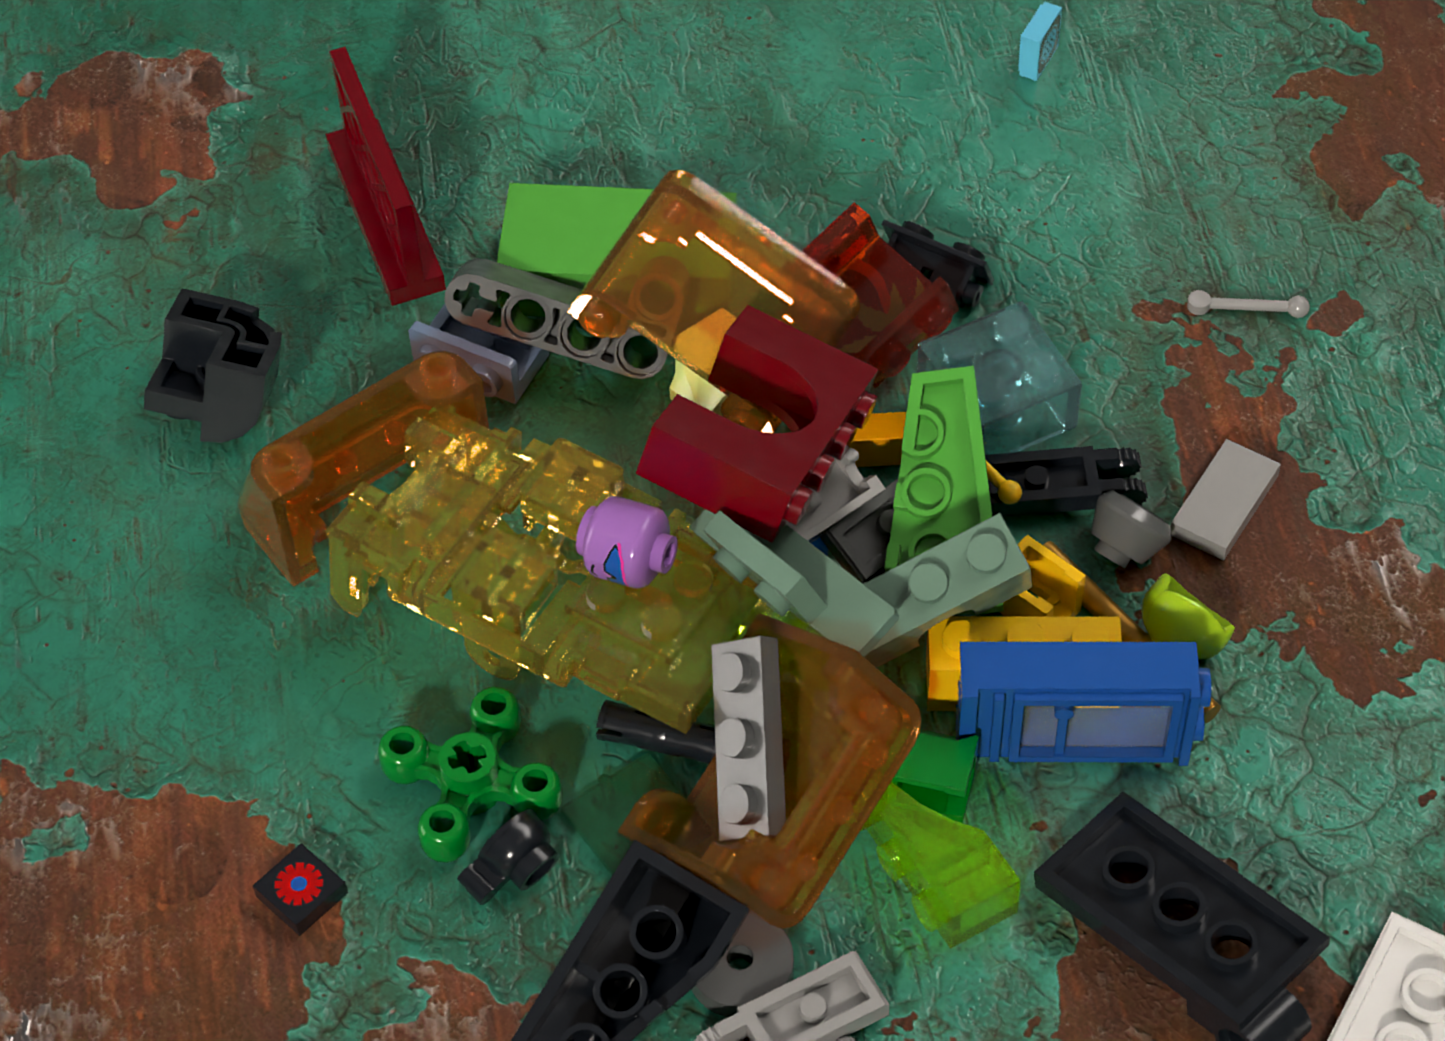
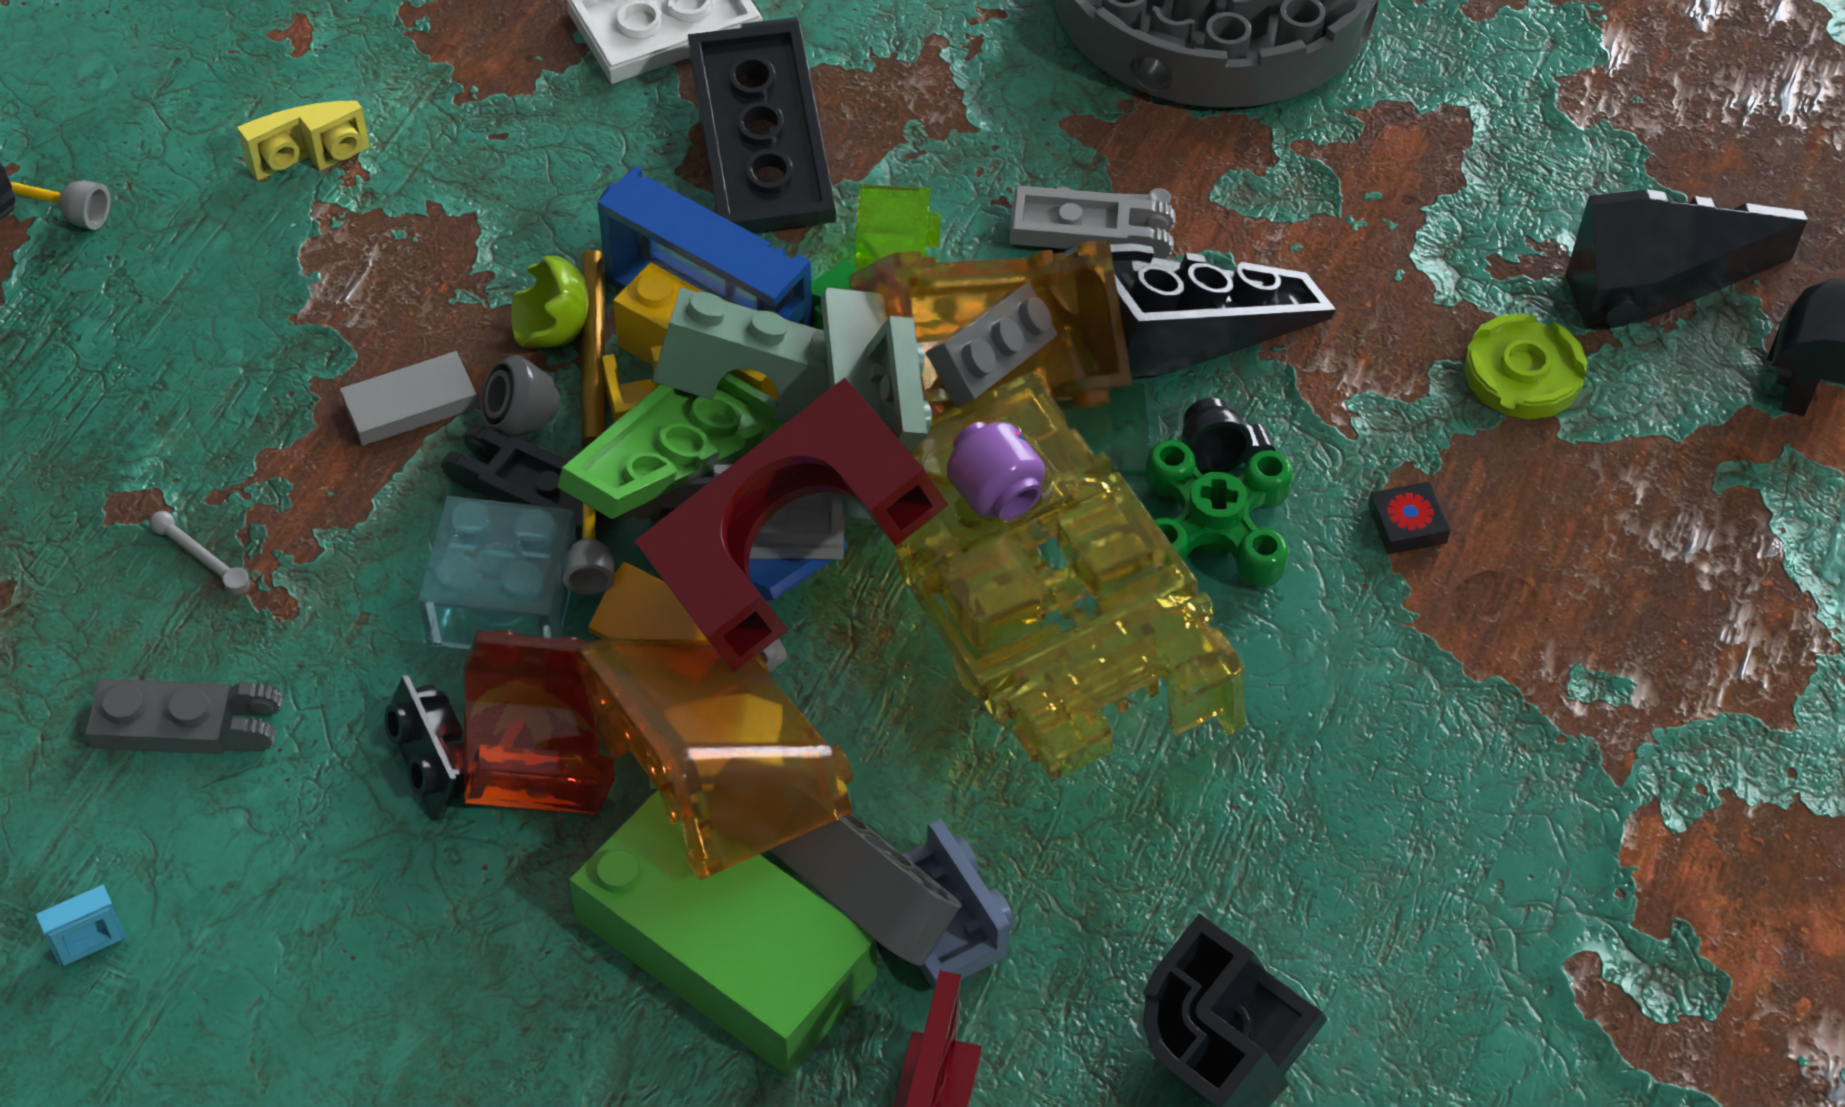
camera: 150 degrees left, 0 degrees up
(340, 449) = (1142, 838): clear orange windscreen -> none
(1128, 195) = (181, 716): none -> dark grey hinge

